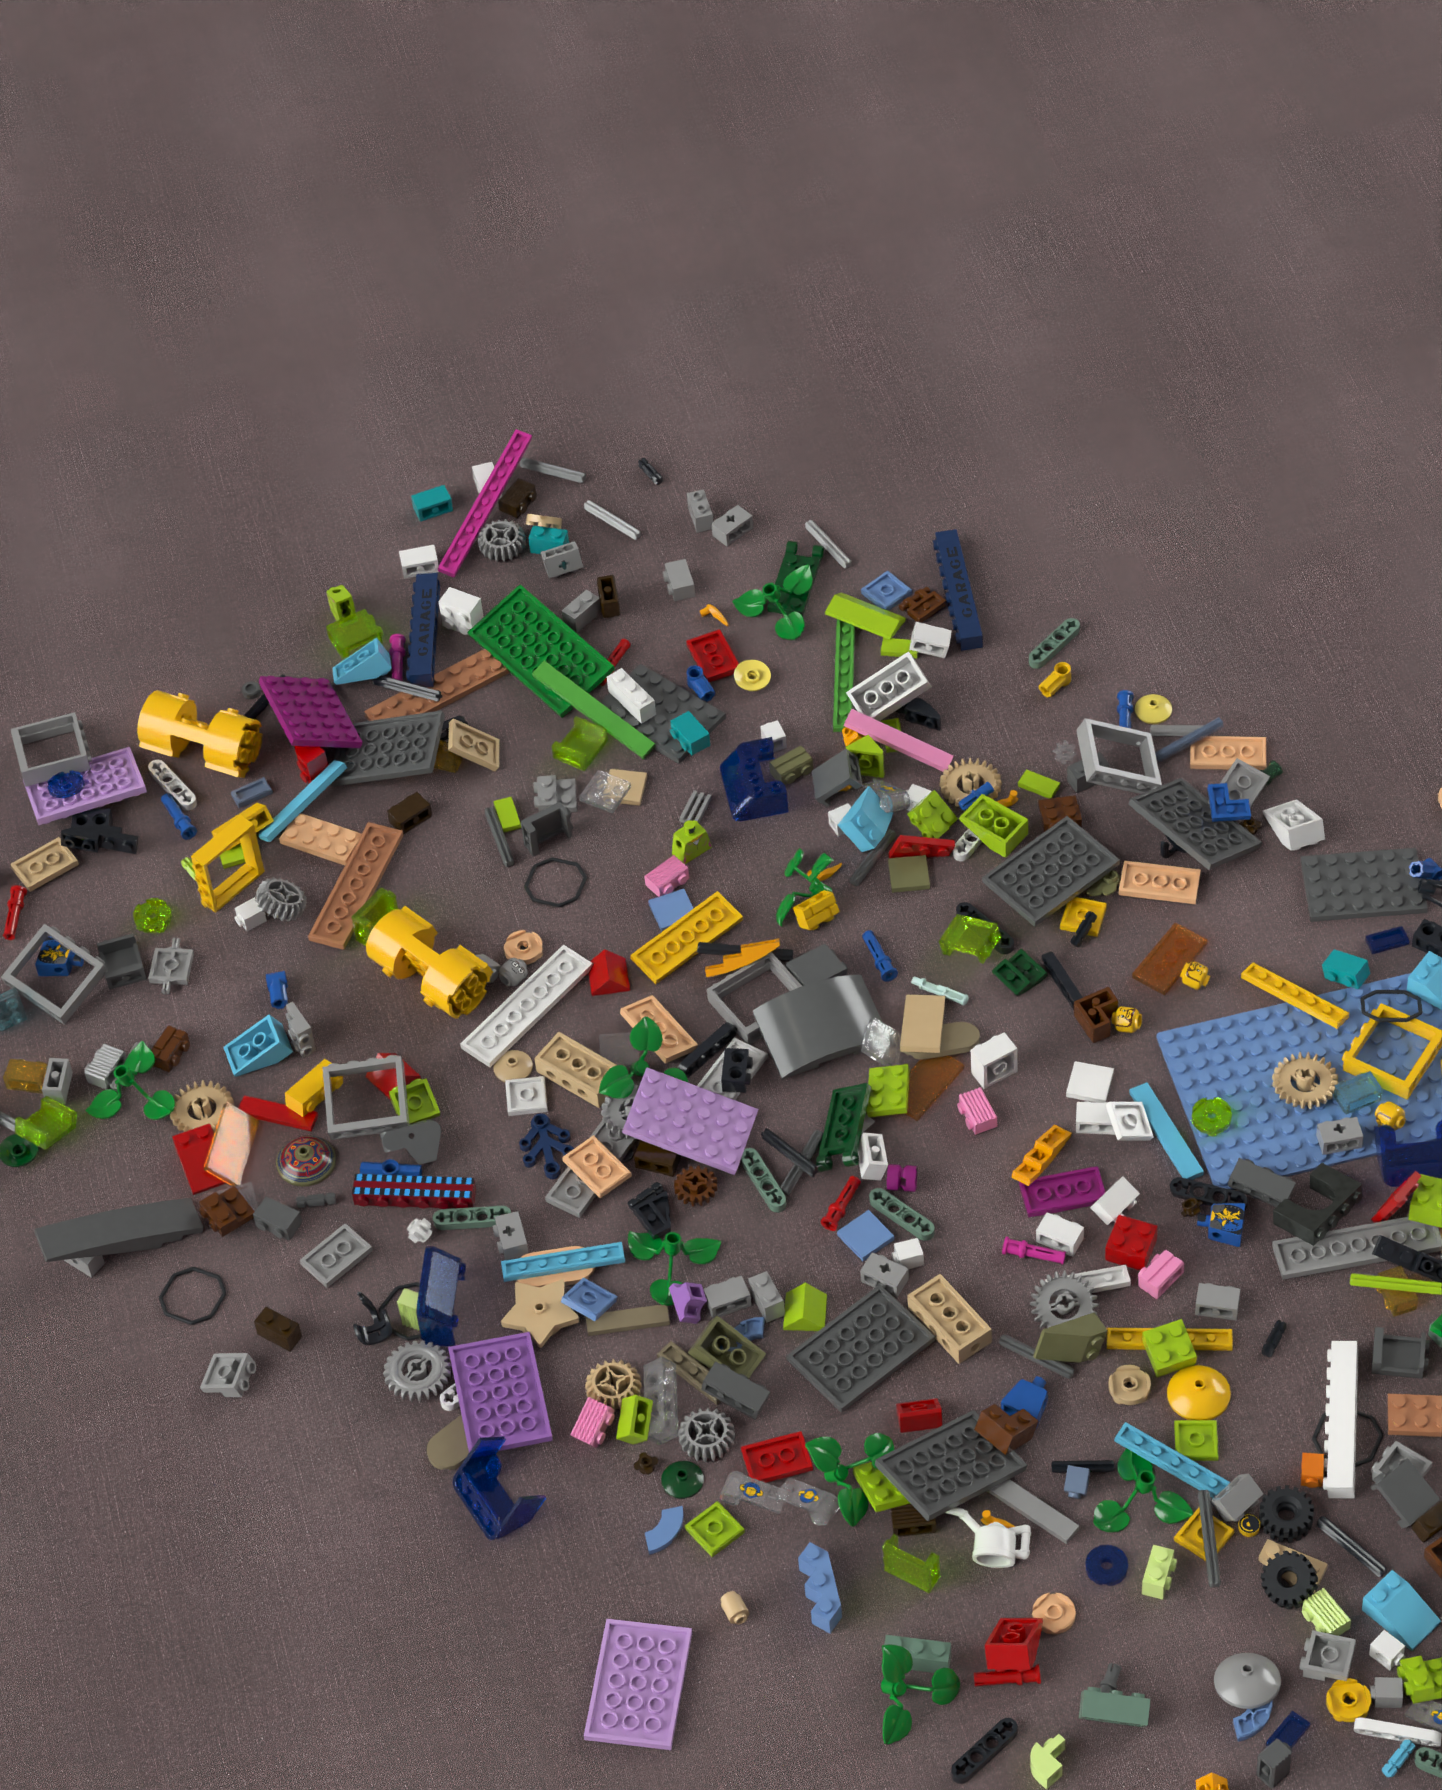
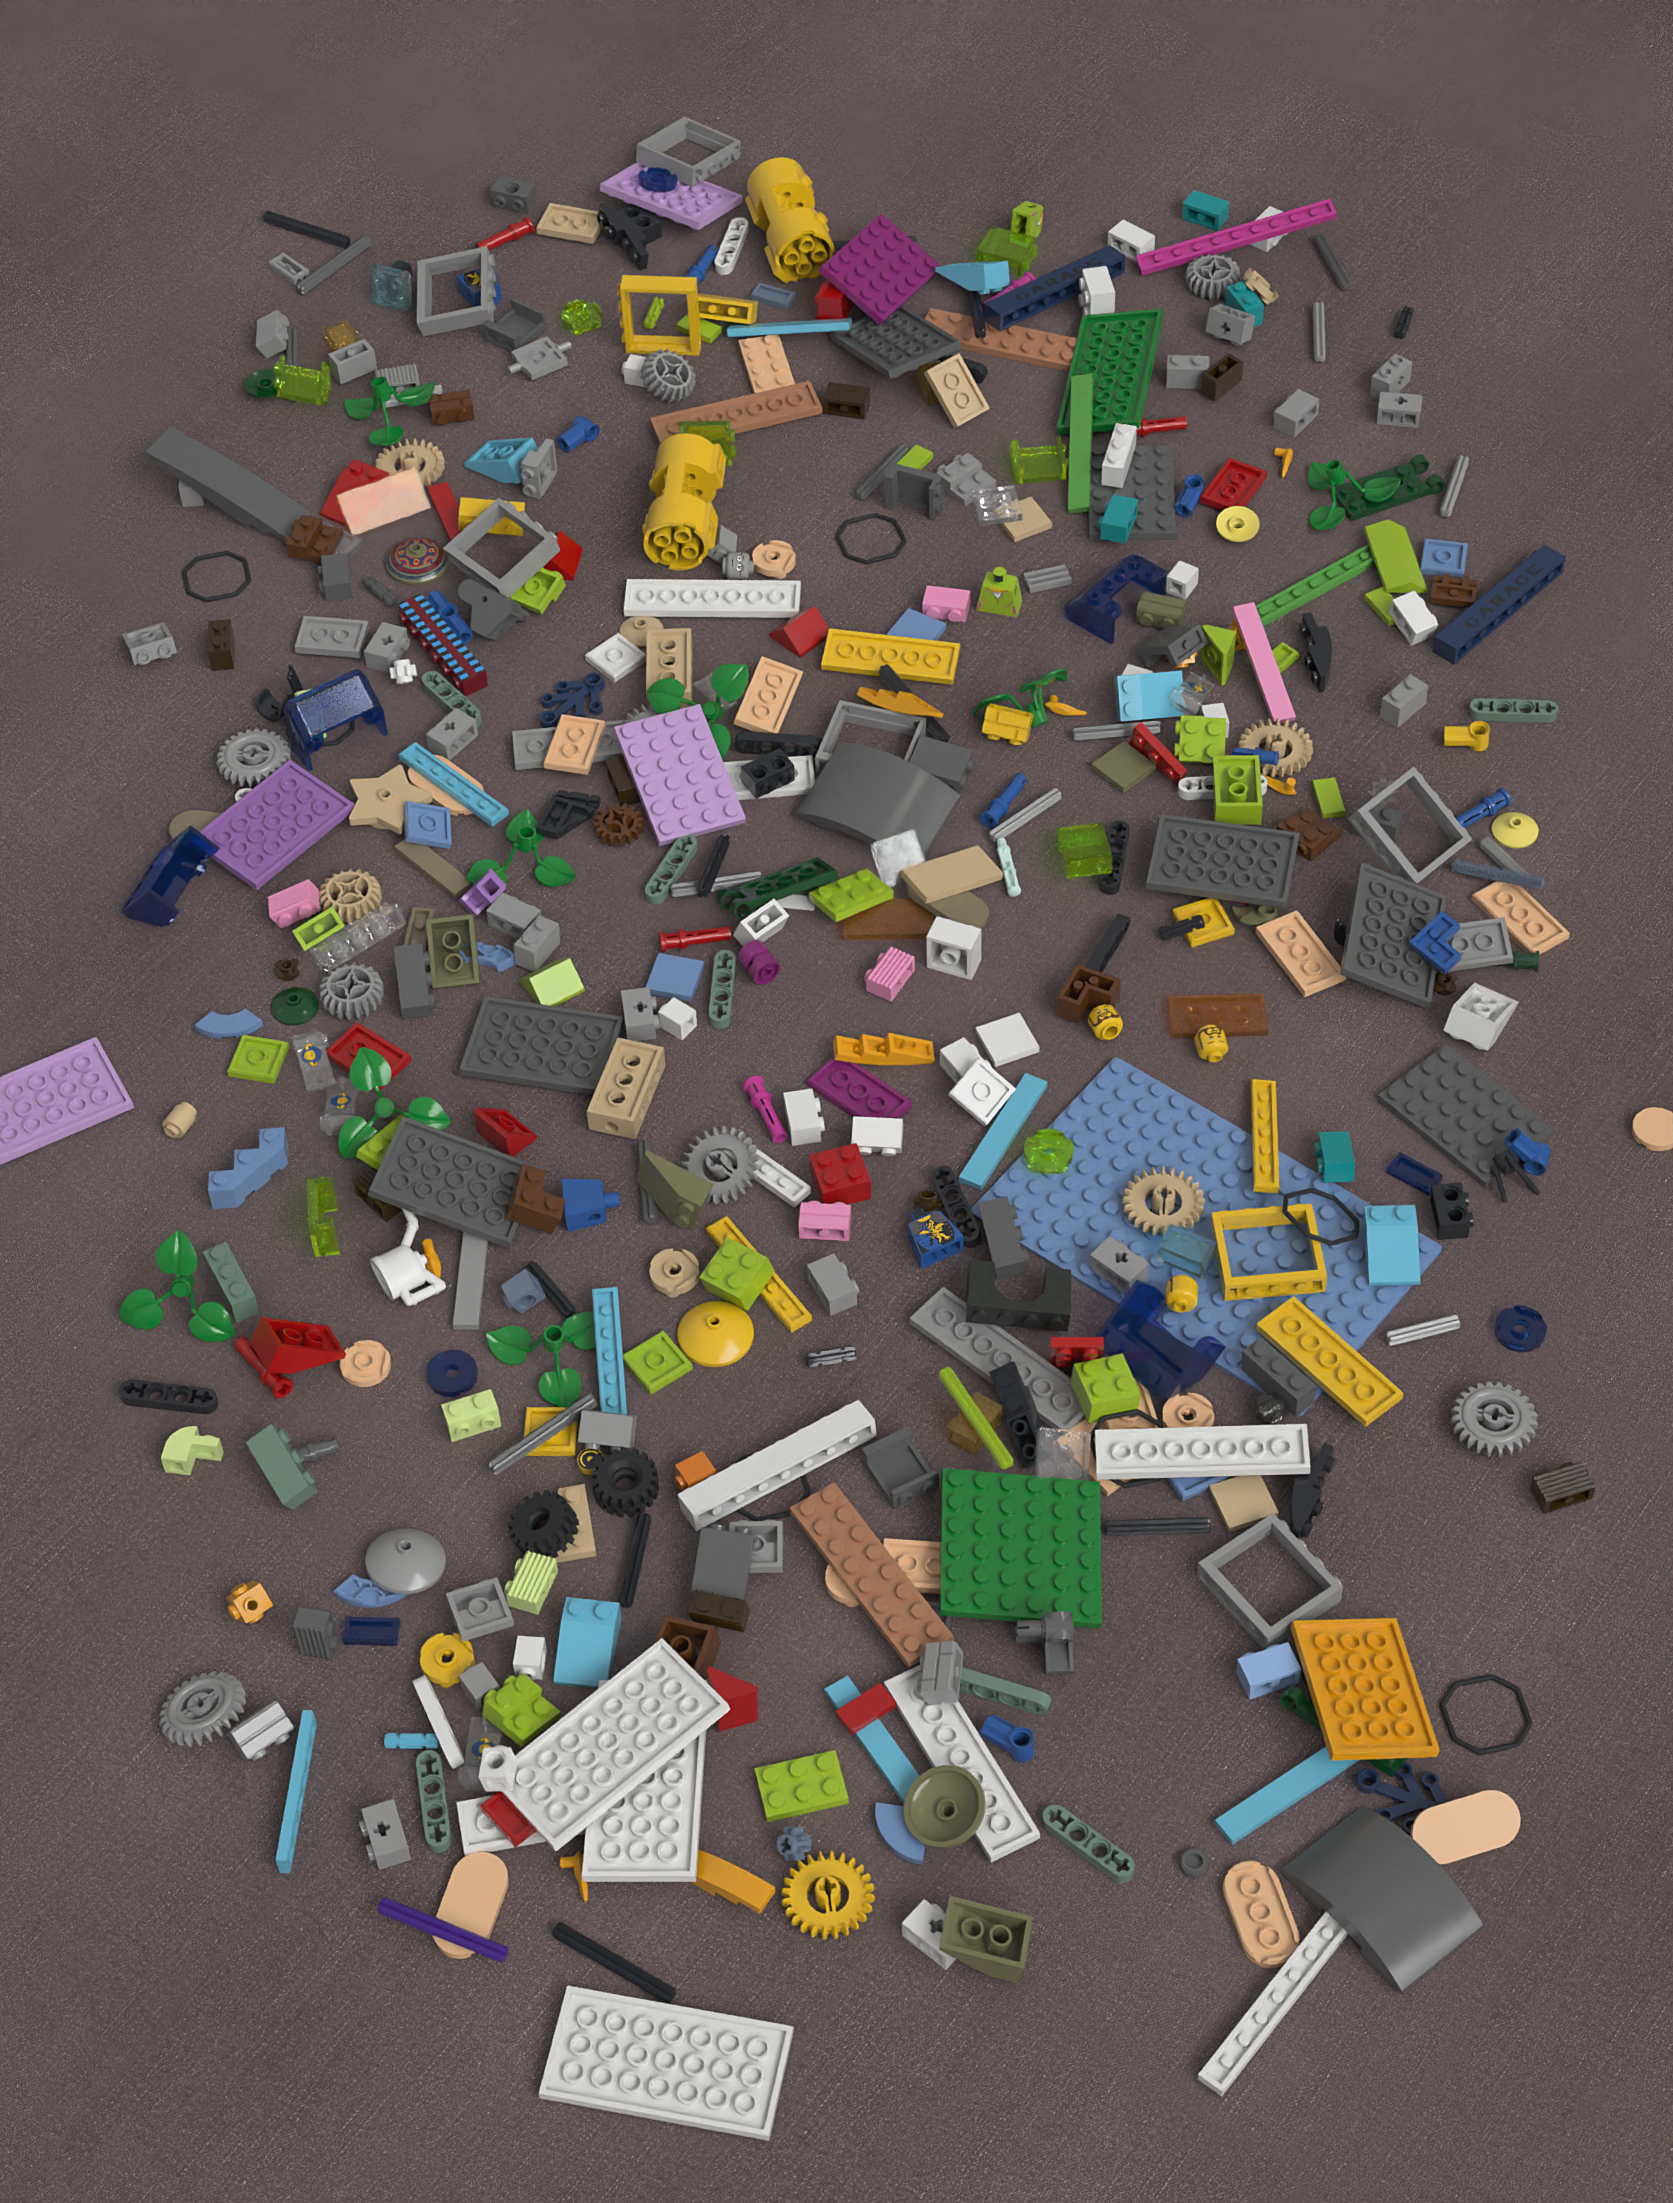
camera: 50 degrees right, 0 degrees up
(383, 1227) = (386, 647): none -> light grey brick
(517, 498) = (1272, 257): dark brown brick -> none
(889, 688) = (1308, 615): white brick -> none
(902, 957) = (1025, 815): none -> light grey axle
(997, 691) = (1403, 701): none -> light grey brick
(1019, 973) = (1086, 913): dark green slope -> none

